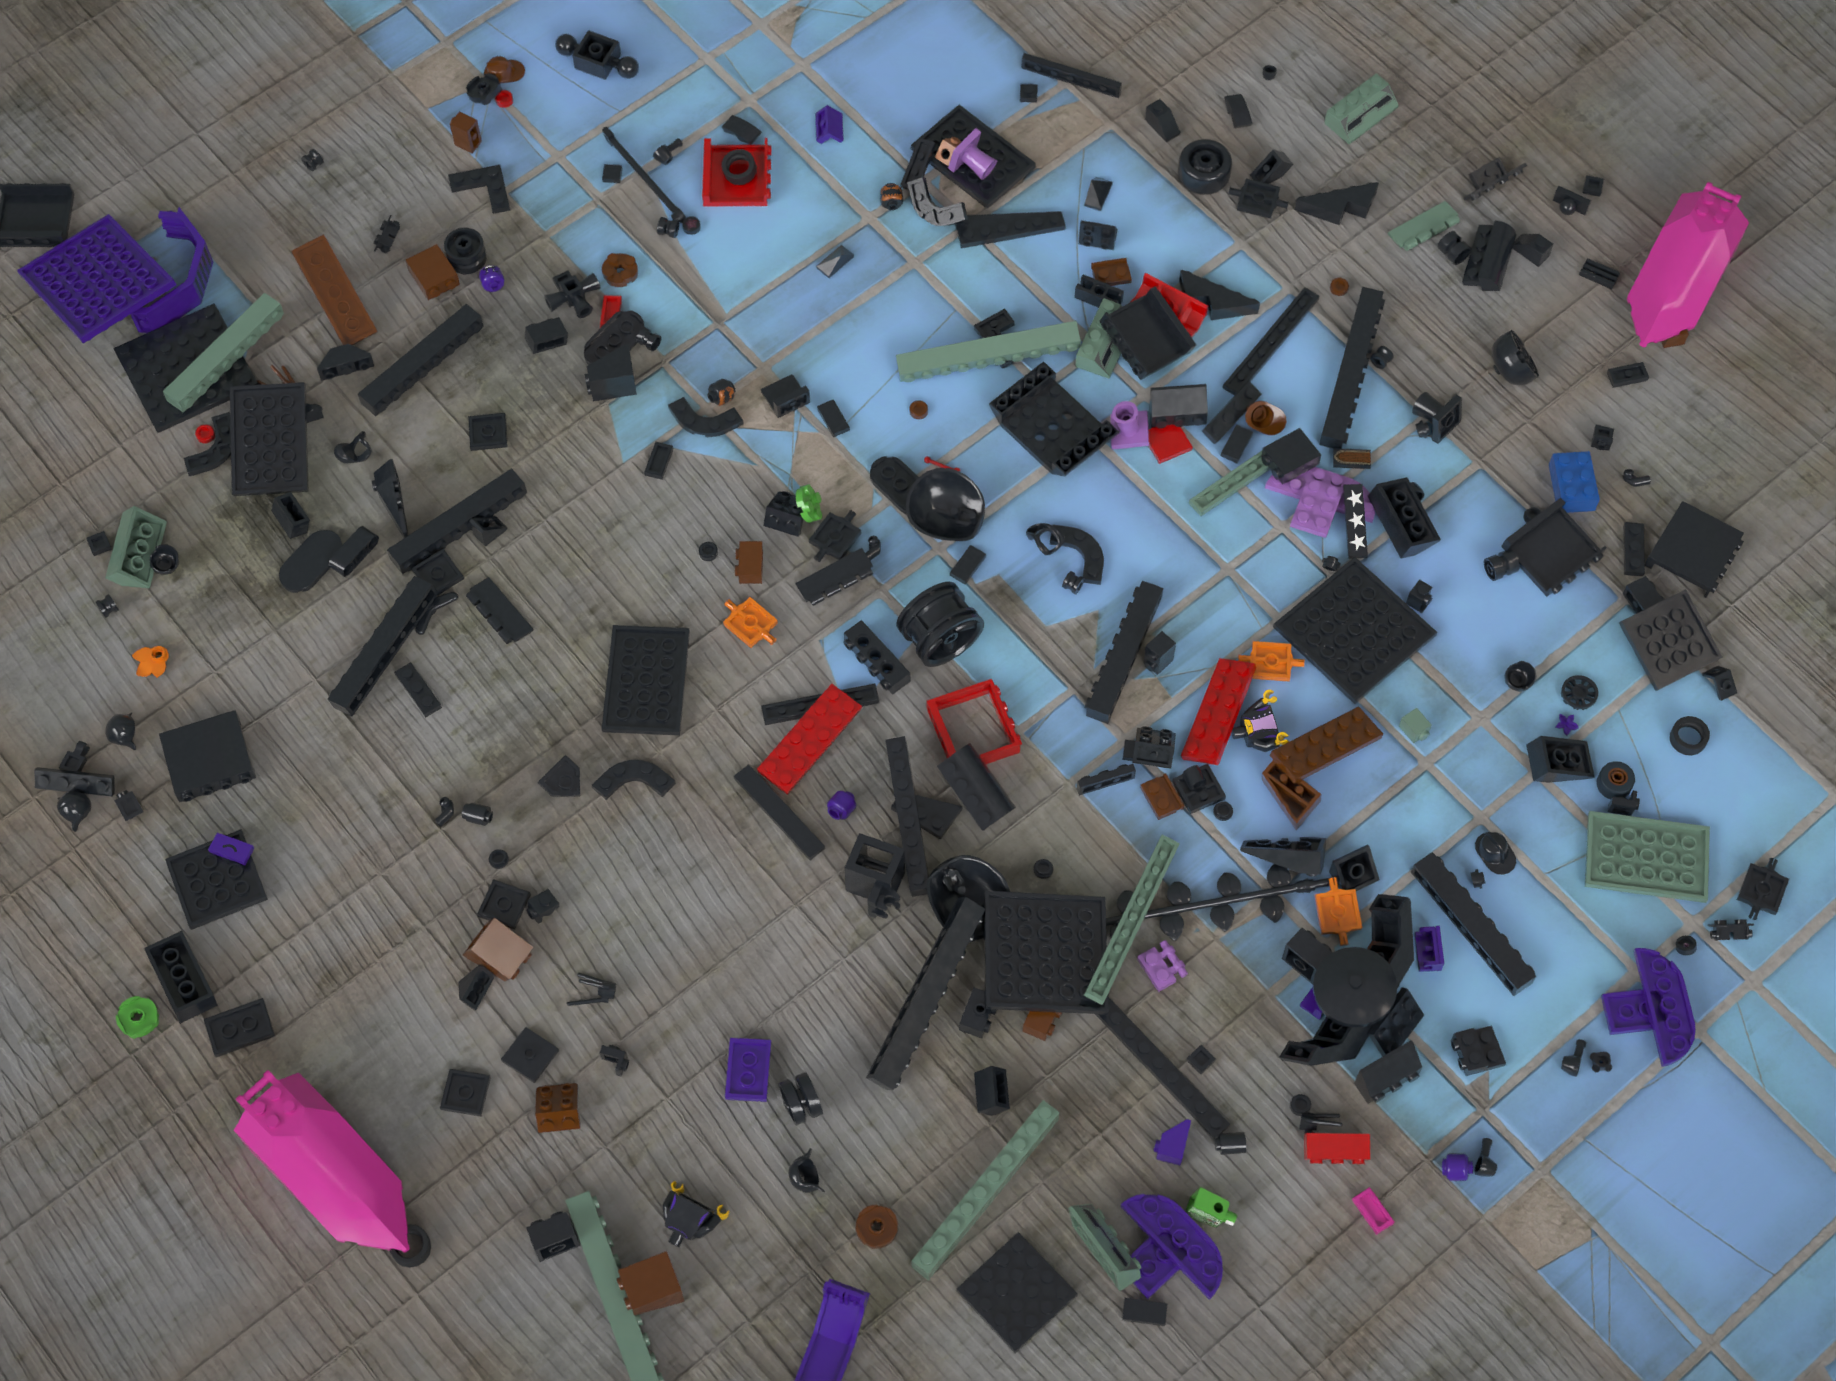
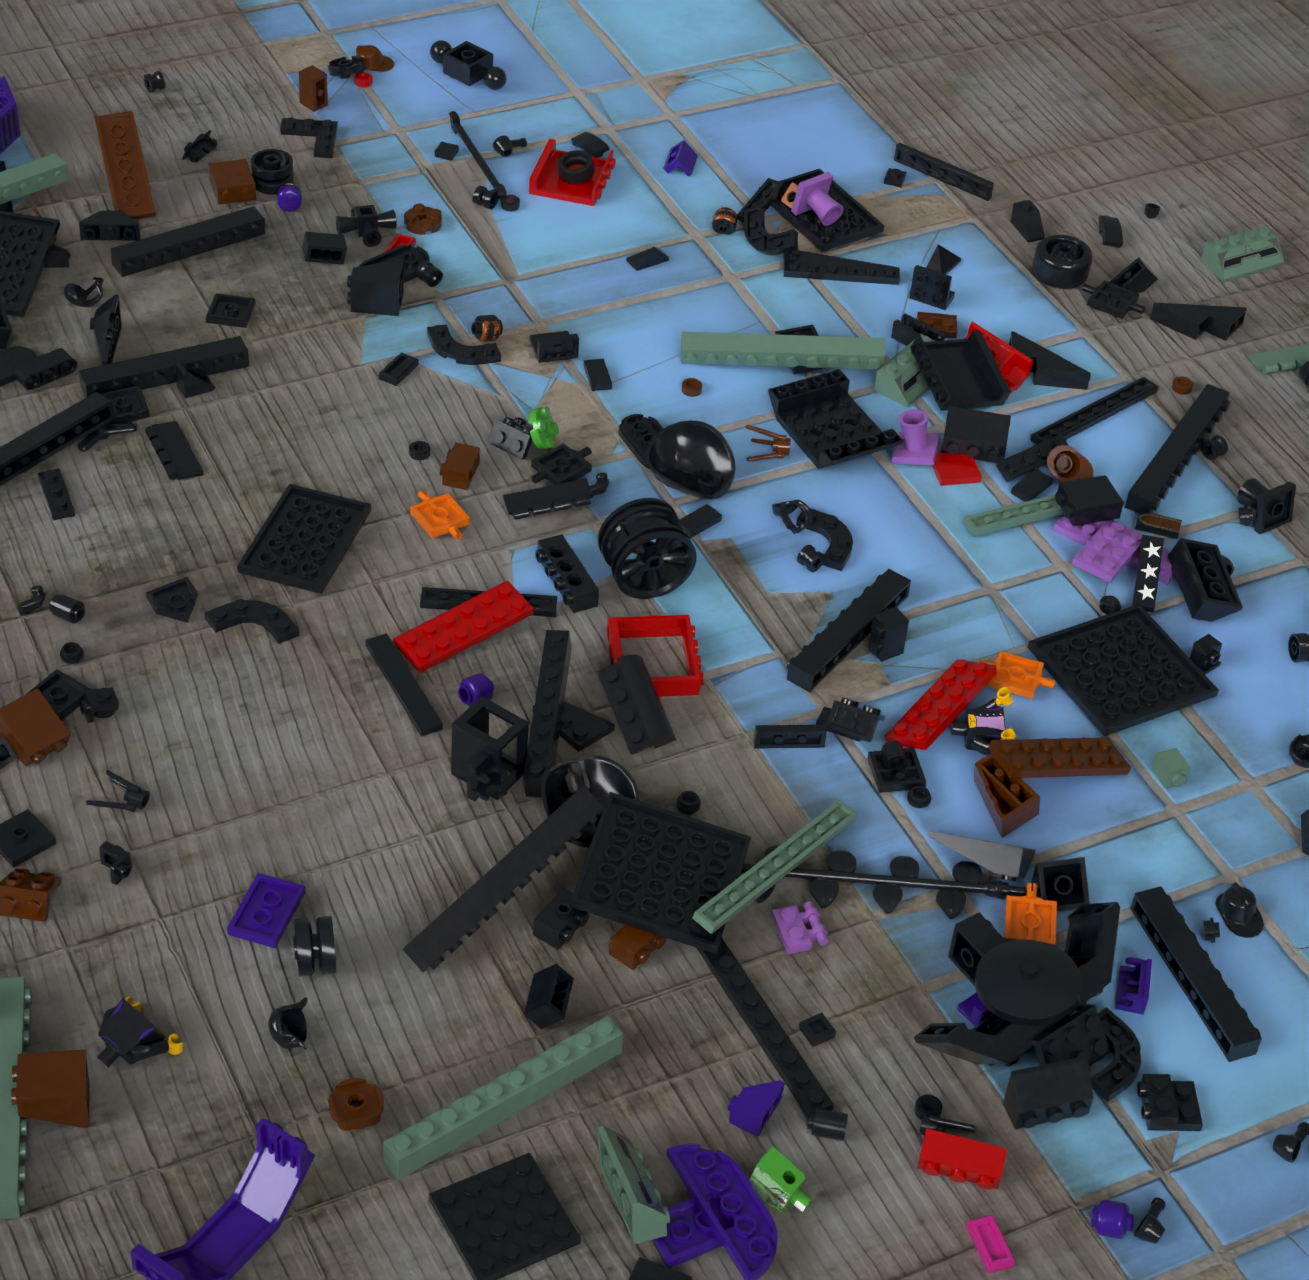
camera: 10 degrees right, 20 degrees down
(1012, 459) = (780, 444): none -> reddish brown plant
(1161, 796) = (850, 769): reddish brown plate -> none
(1437, 1017) = (1126, 1055): none -> black plate

